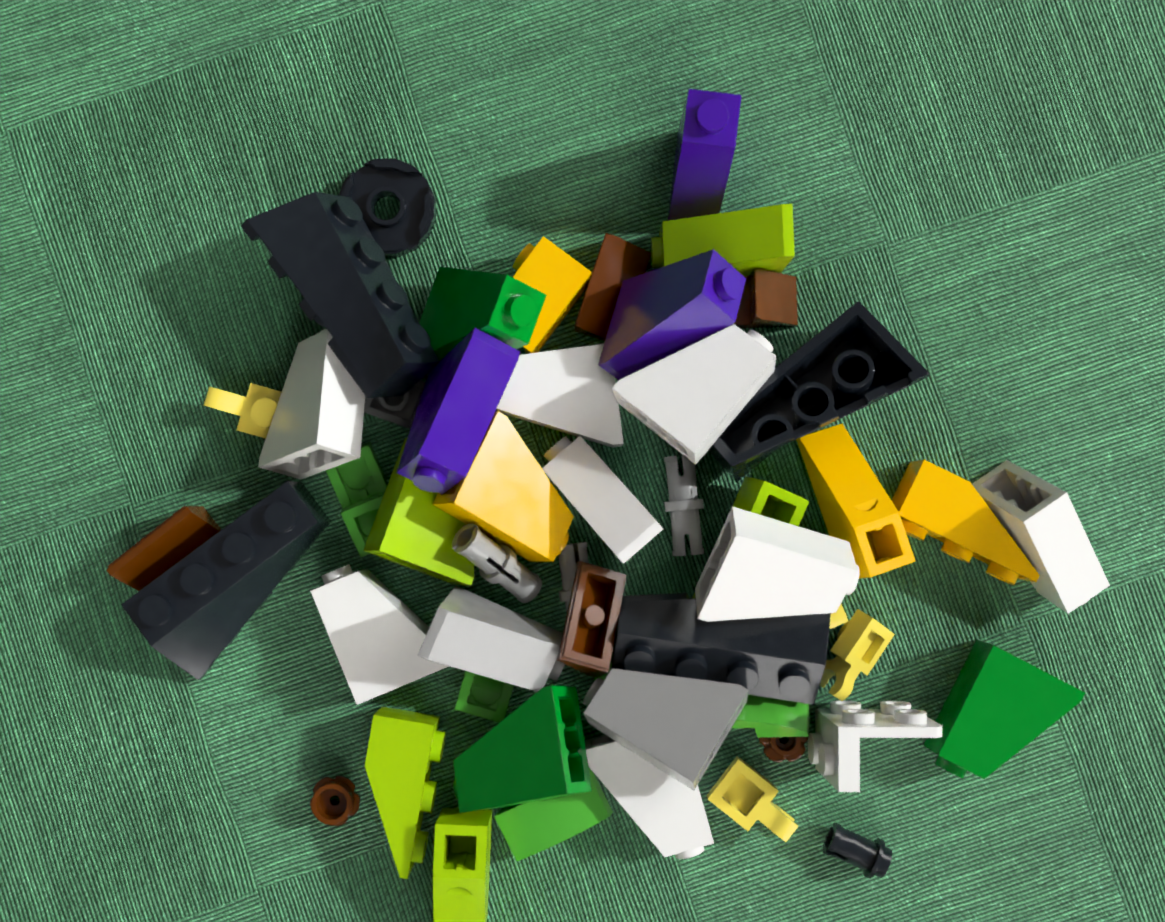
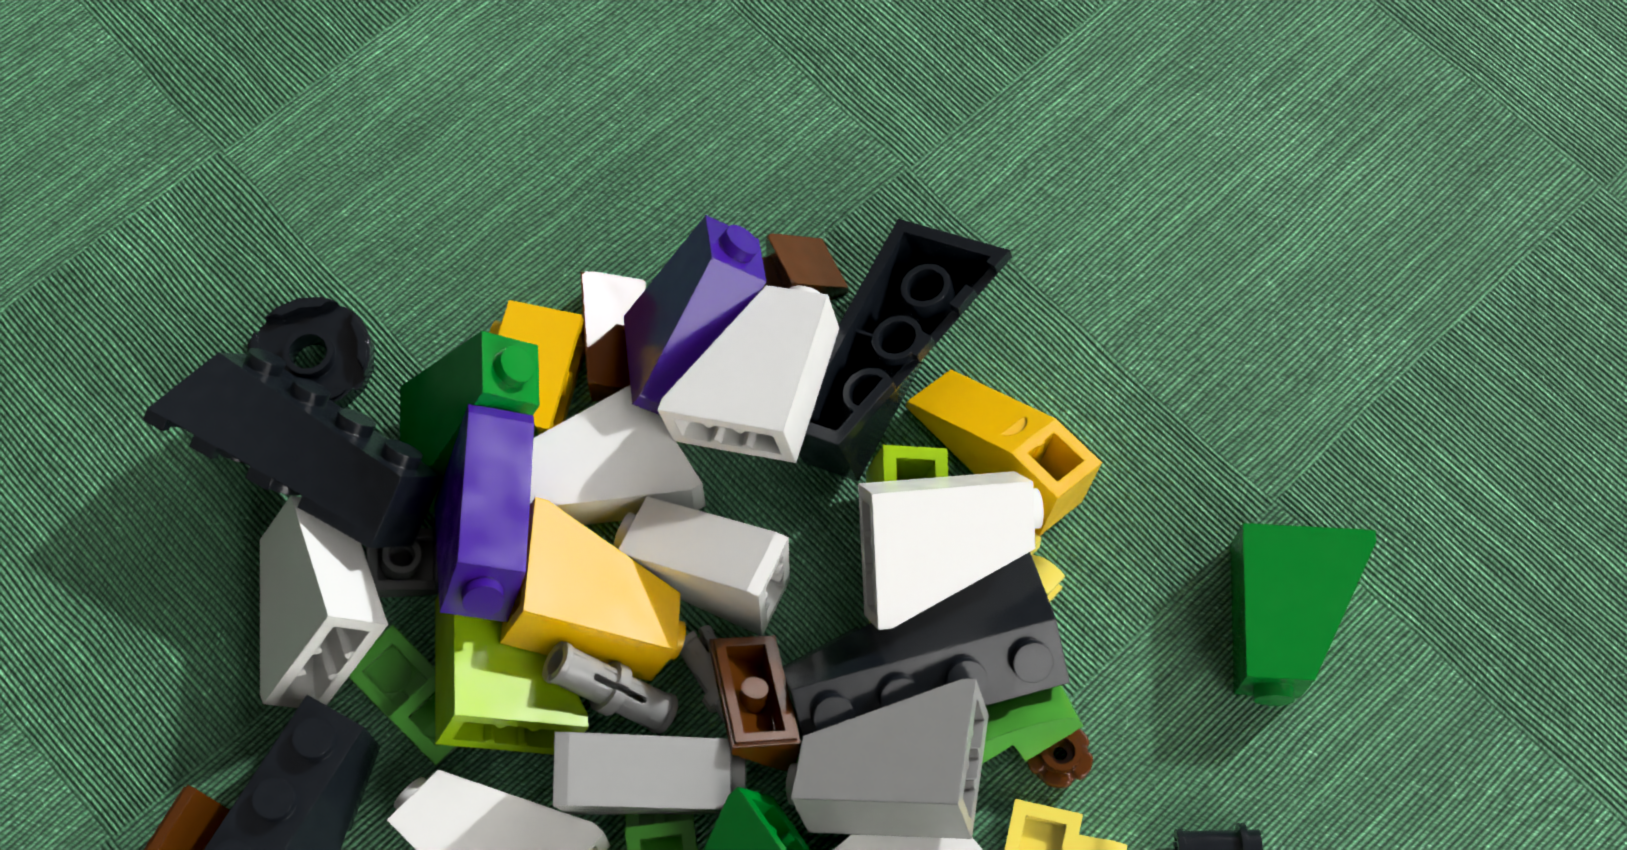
camera: 25 degrees left, 20 degrees down
(254, 410) = (231, 650): light yellow plate -> none
(683, 506) = (809, 535): light grey pin -> none
(703, 153) = (655, 148): dark purple slope -> none
(743, 238) = (751, 194): lime slope -> none
(838, 732) = (1120, 717): white bracket -> none
(857, 651) = (1096, 607): light yellow plate -> none
(954, 512) = (1130, 410): yellow slope -> none
(1047, 533) = (1236, 386): white slope -> none

